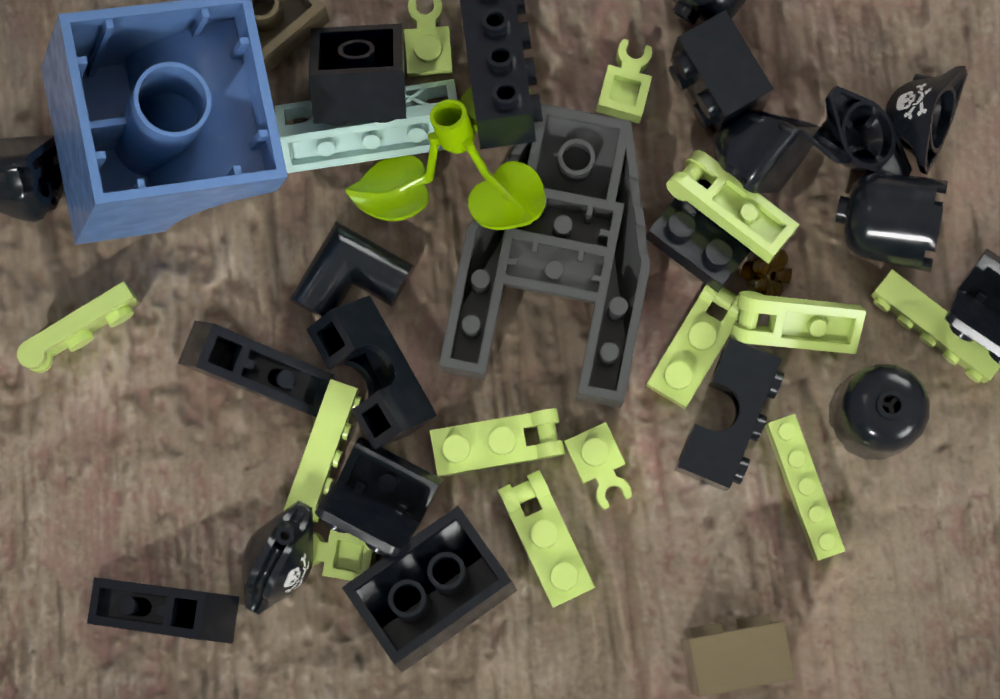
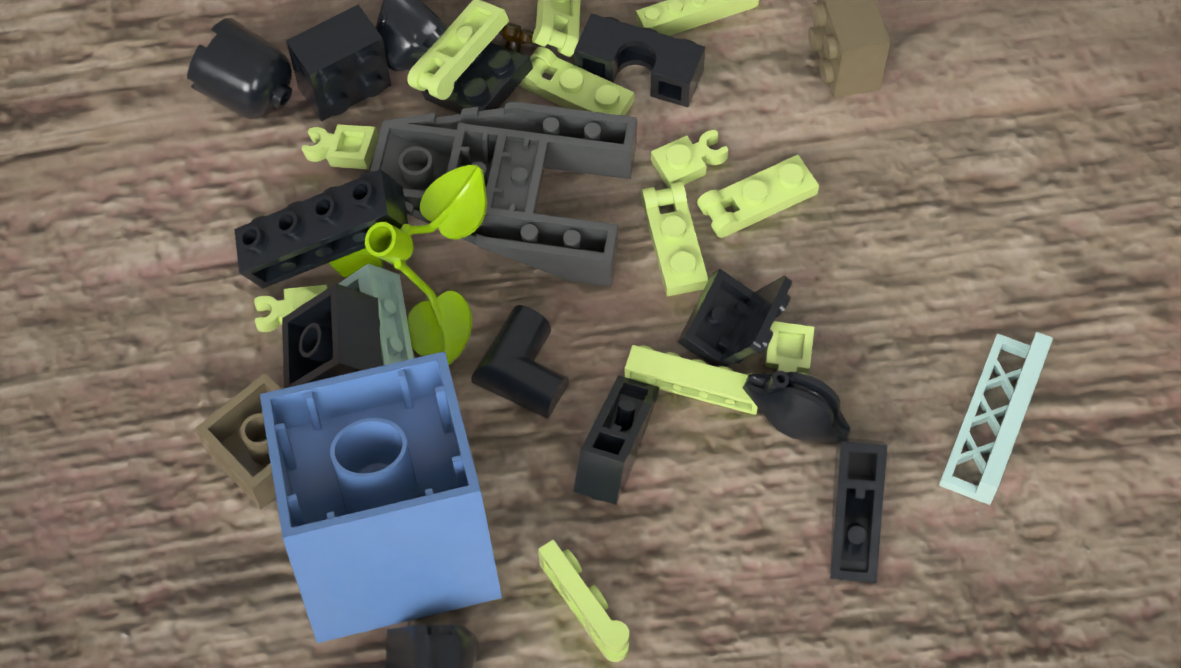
camera: 90 degrees left, 20 degrees down
(360, 339) = (642, 313): black arch -> none
(429, 590) = (830, 277): black slope -> none

